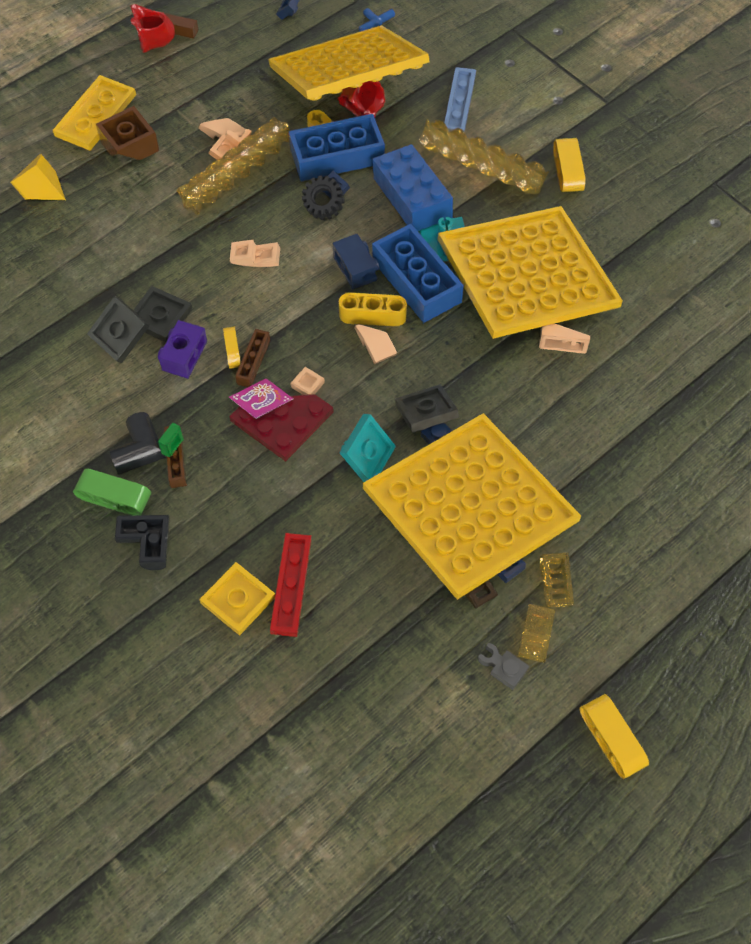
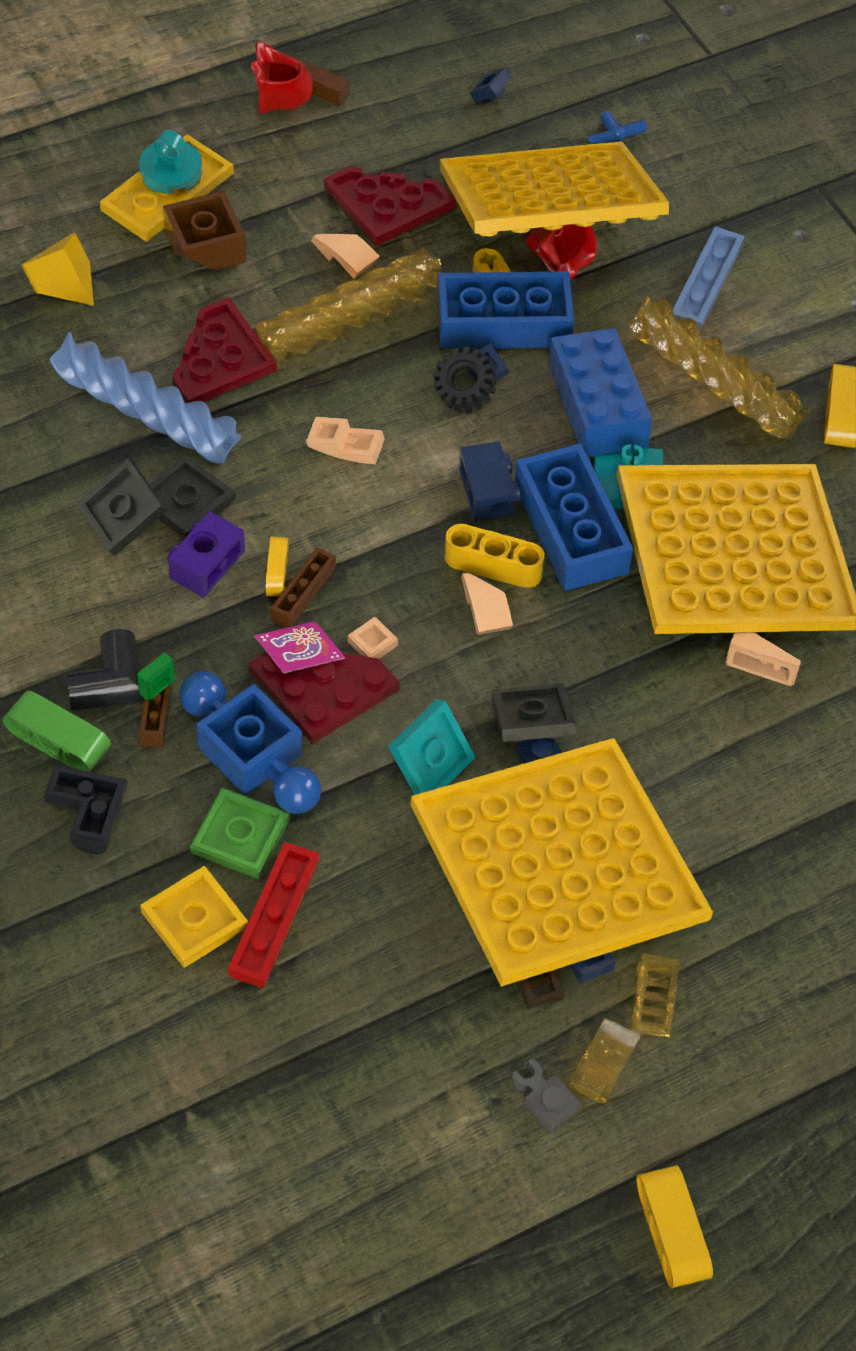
camera: 10 degrees right, 5 degrees down
(93, 95) = (170, 164): none -> teal tile
(113, 255) = (140, 398): none -> medium blue piece
(158, 215) = (221, 354): none -> dark red plate
(227, 142) = (348, 270): light nougat slope -> none
(241, 94) = (387, 202): none -> dark red plate
(245, 469) = (250, 741): none -> blue brick
(253, 533) = (240, 833): none -> bright green tile

